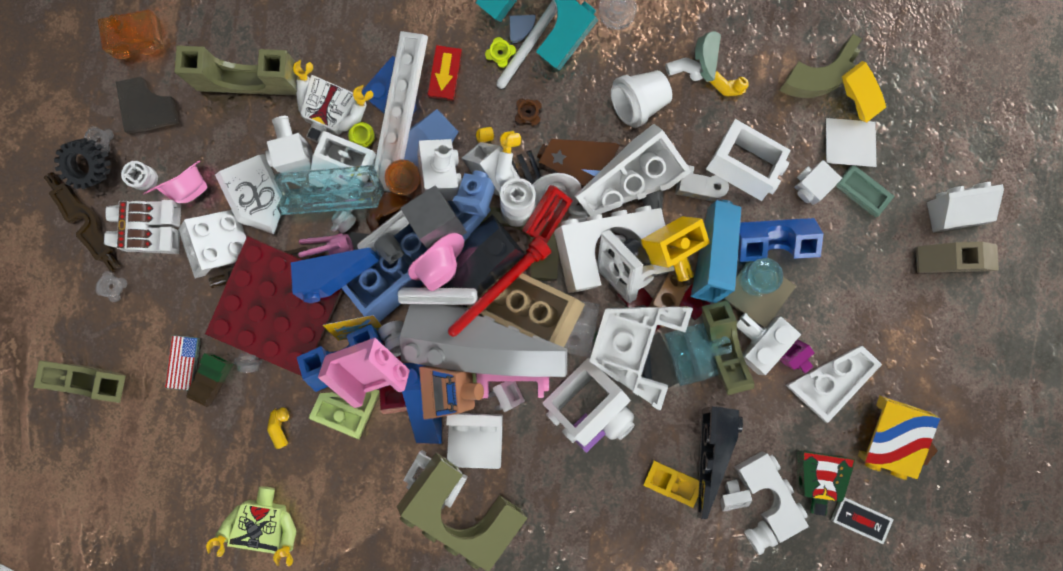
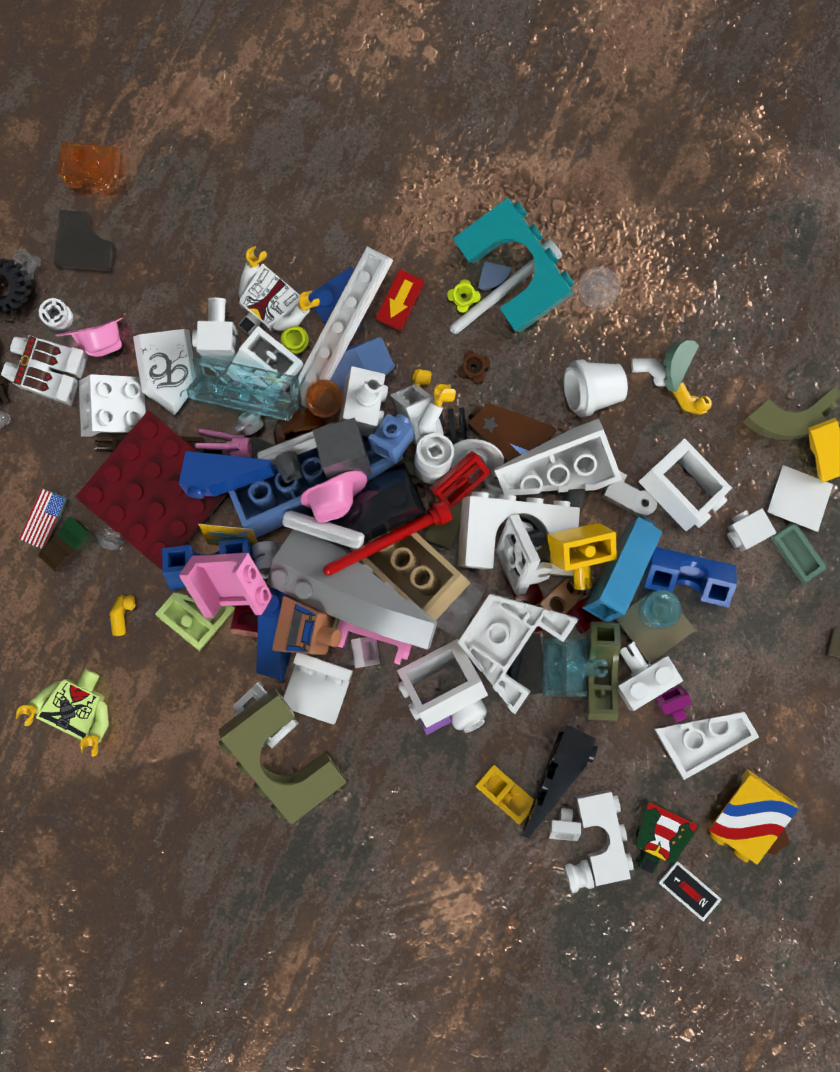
camera: 20 degrees right, 0 degrees up
(209, 74) = (157, 230): olive arch -> none

